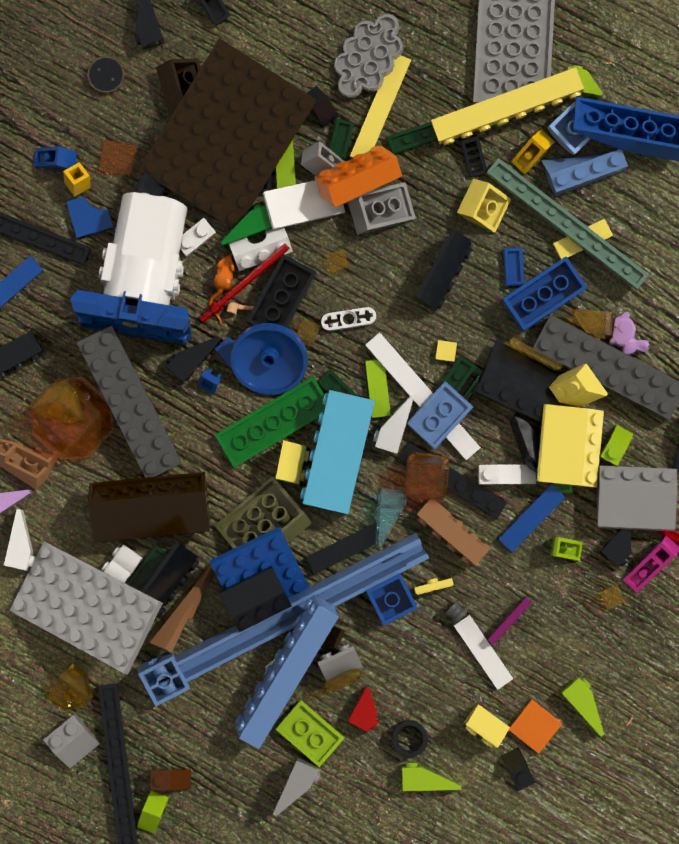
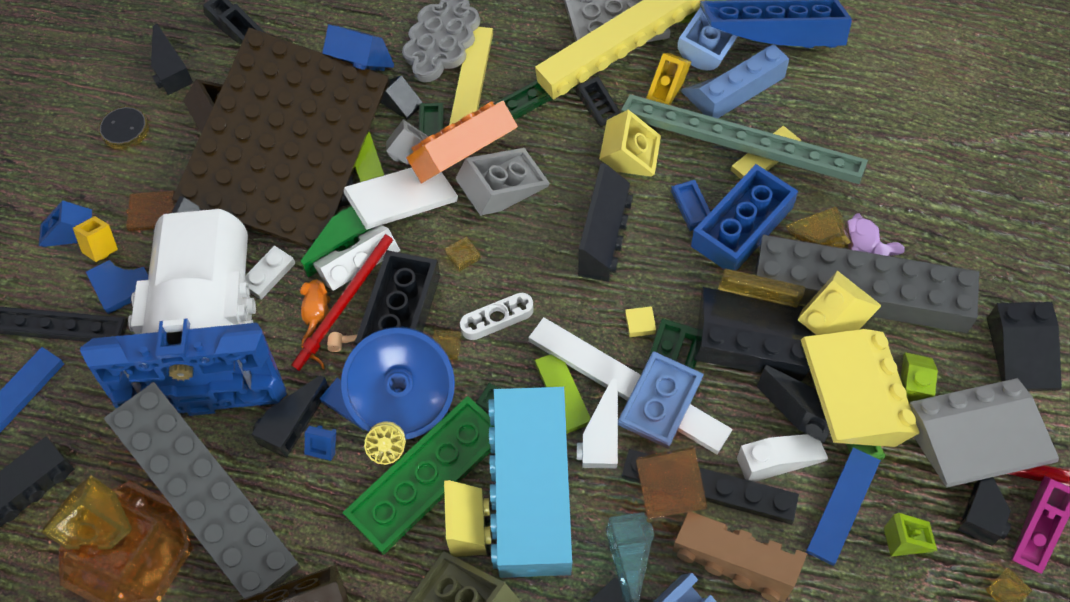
camera: 15 degrees left, 25 degrees down
(251, 395) = (385, 442): none -> light yellow wheel
(296, 69) = (357, 48): none -> blue slope

